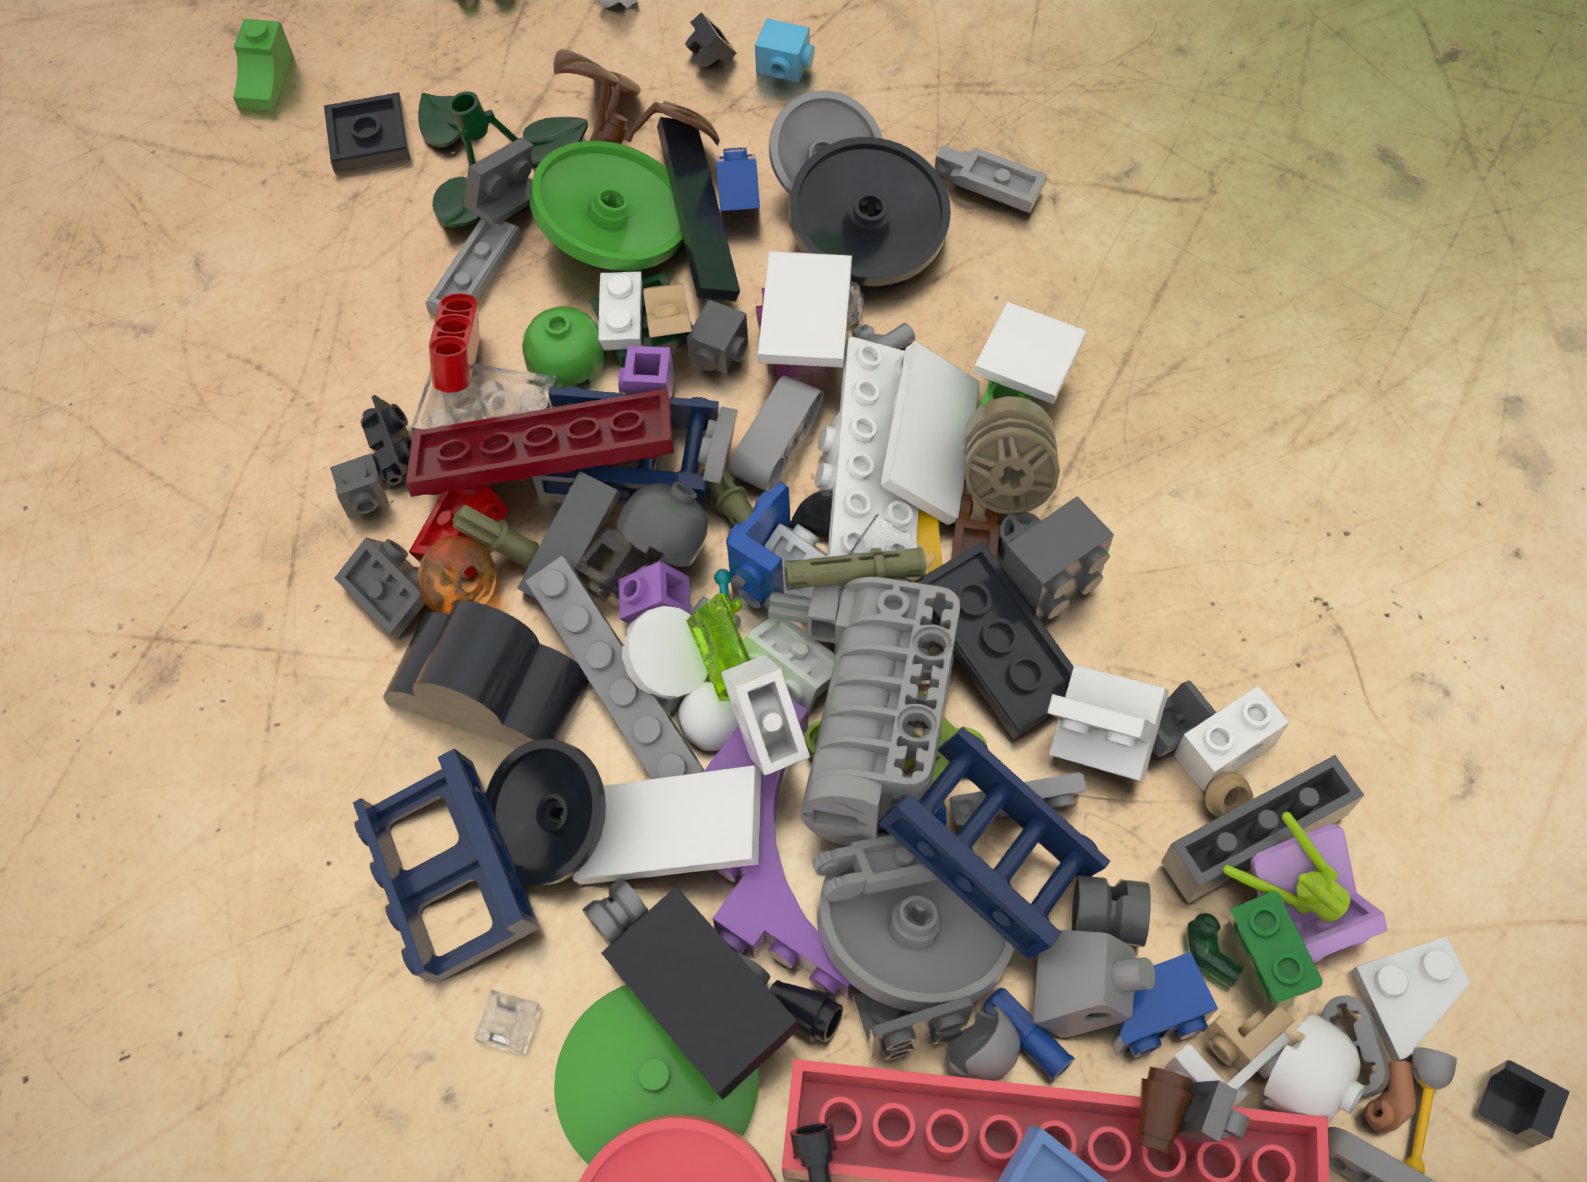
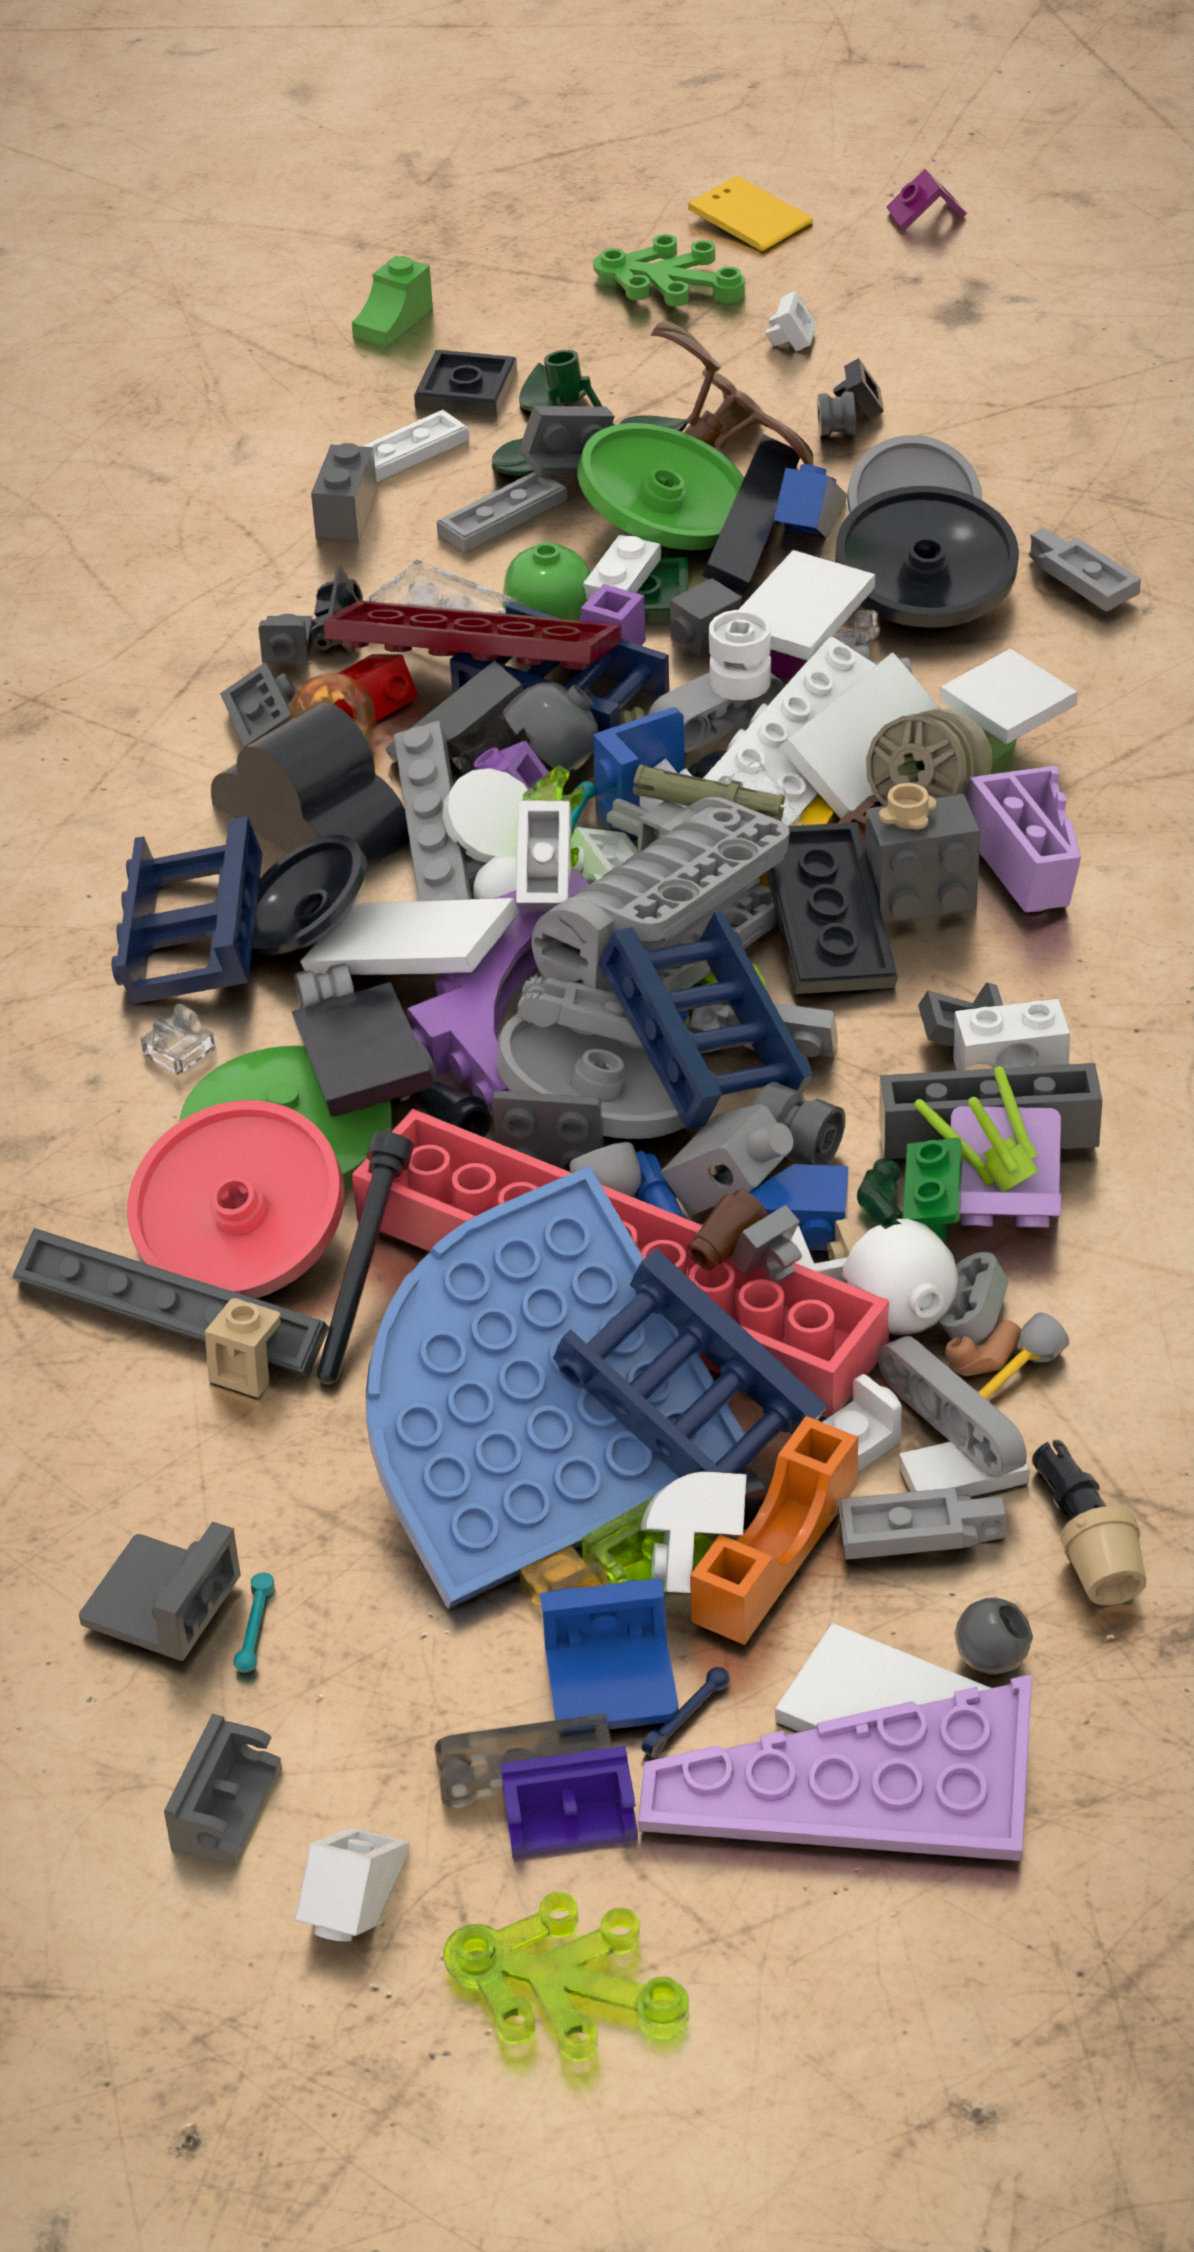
camera: 25 degrees right, 20 degrees down
(329, 300) = (344, 492): none -> dark grey brick
(350, 225) = (417, 443): none -> white tile
(454, 342) = (440, 545): red beam -> none
(495, 535) = (385, 693): olive axle -> none
(667, 310) = (664, 575): tan bracket -> none
(705, 72) = (836, 414): none -> dark grey wheel
(717, 444) = (643, 683): light grey plate -> none
(783, 50) = (930, 412): medium azure brick -> none
(793, 392) = (740, 654): none -> white wheel
(1052, 526) = (908, 806): none -> tan plate
(1107, 722) = (887, 988): white bracket -> none
(1123, 496) = (1027, 835): none -> lavender wedge
(1411, 992) = (1069, 1284): white wing -> none
(1521, 1103) = (1117, 1393): black panel -> none

